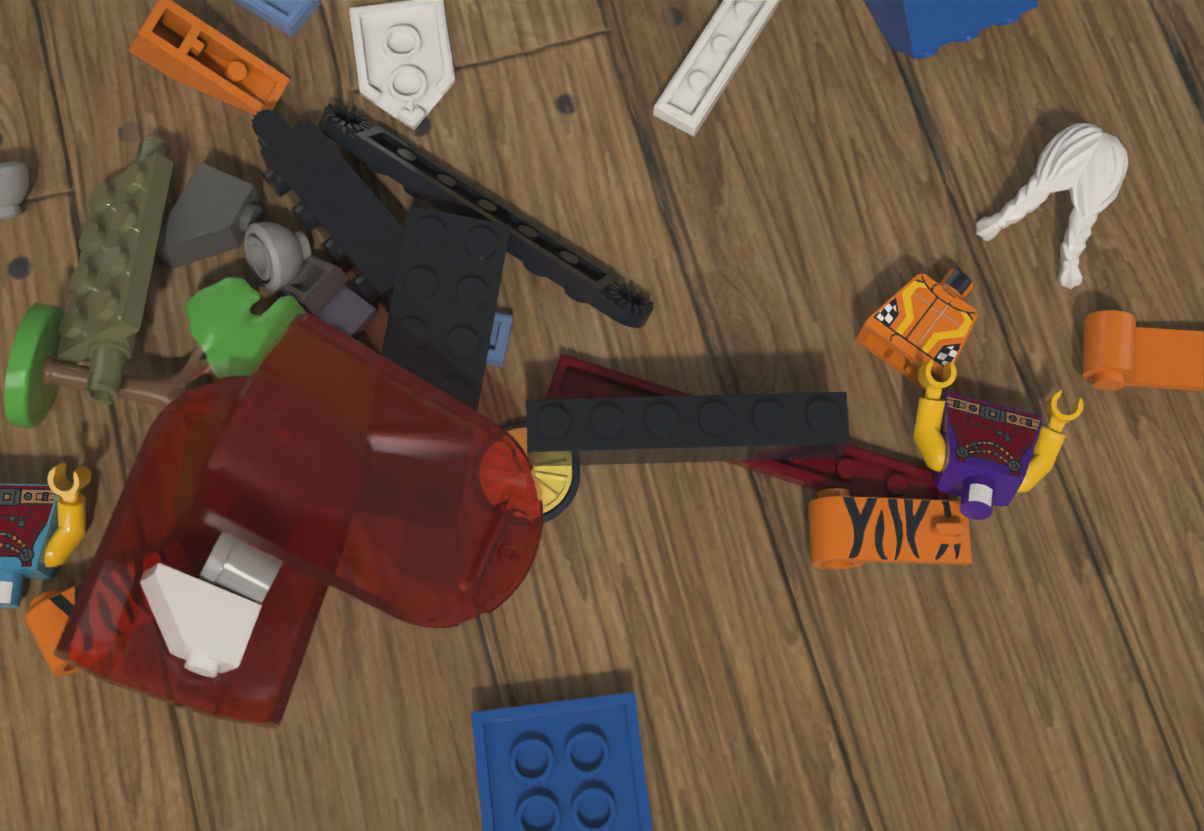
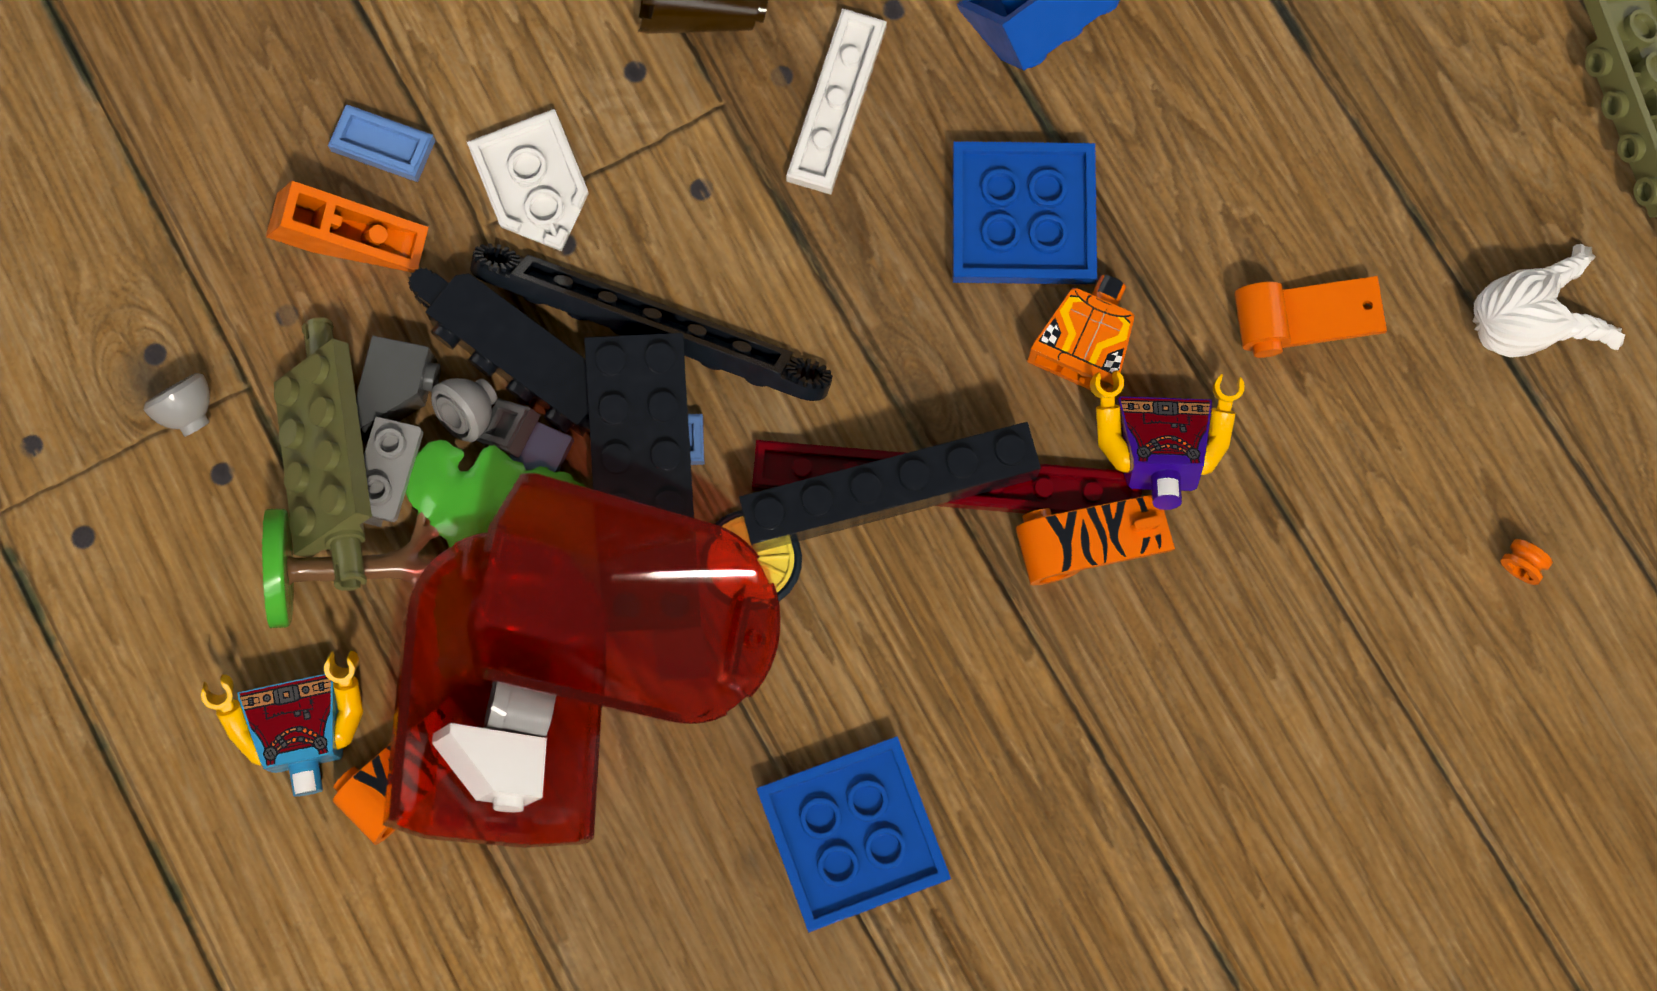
camera: 10 degrees left, 5 degrees up
(176, 294) = (388, 466): none -> light grey bracket
(884, 194) = (1024, 213): none -> blue plate
(1074, 160) = (1204, 144): white hair -> none

